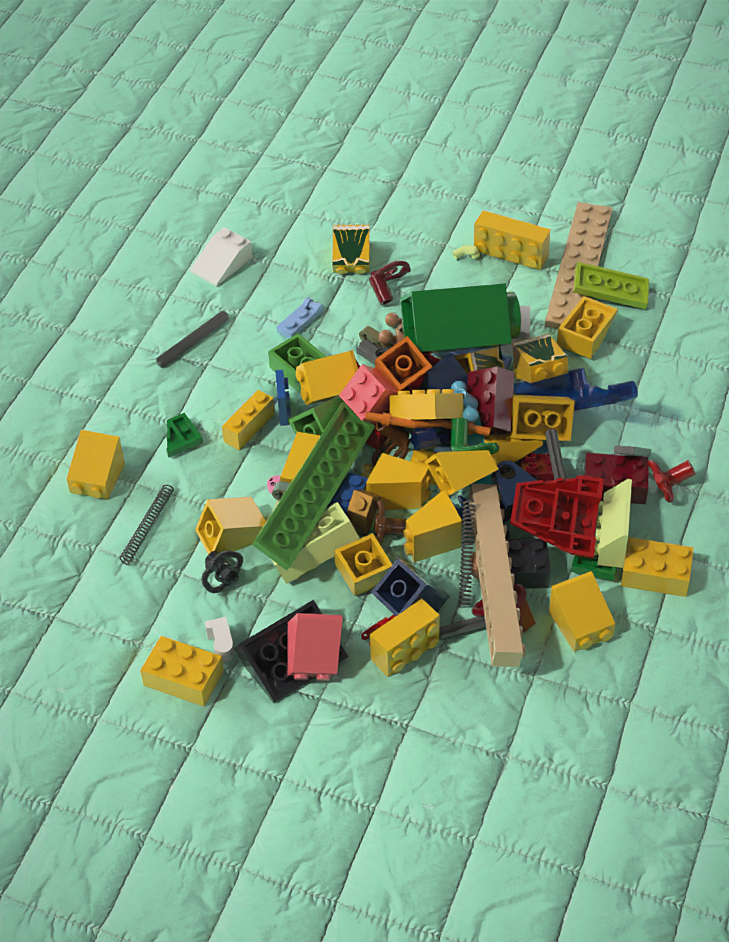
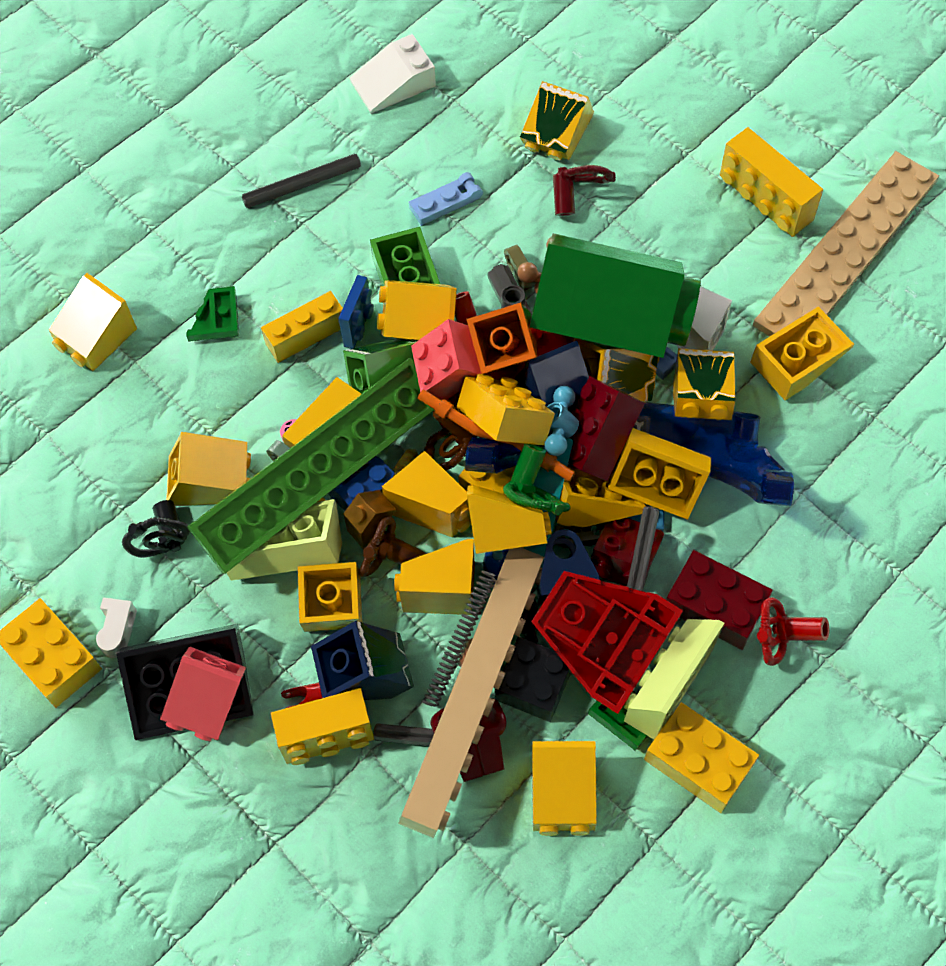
camera: 25 degrees right, 15 degrees up
(143, 521) = (109, 426): dark grey piece -> none
(473, 251) = (709, 174): yellowish green arm -> none
(611, 285) = (869, 300): lime plate -> none
(632, 451) = (755, 573): dark grey tile -> none

